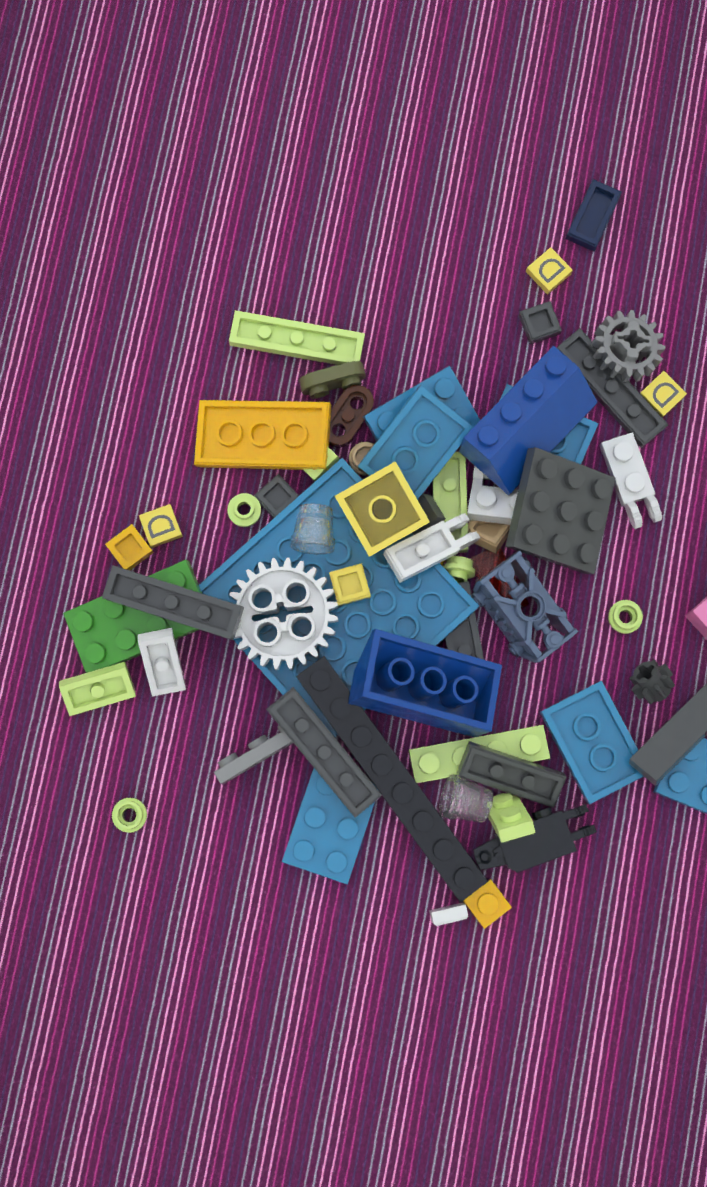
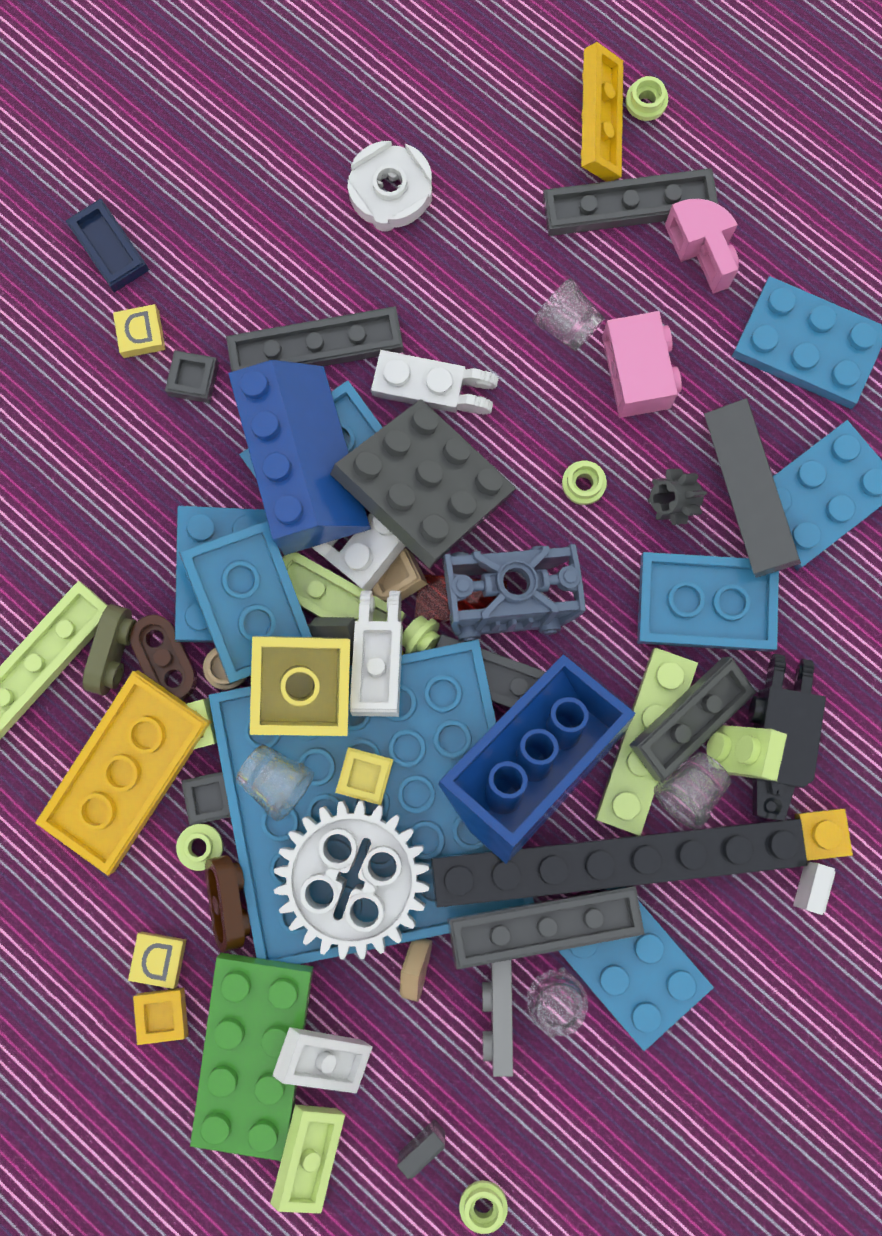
camera: 50 degrees left, 0 degrees up
(142, 755) = (421, 1149): none -> dark grey tile
(173, 602) = (259, 1009): dark grey plate -> none
(211, 554) = (228, 919): none -> reddish brown plate
(248, 687) = (414, 969): none -> tan tile
(279, 790) = (557, 1002): none -> clear piece
(625, 347) = (279, 295): light grey gear -> none
(663, 394) = (357, 290): light yellow tile -> none

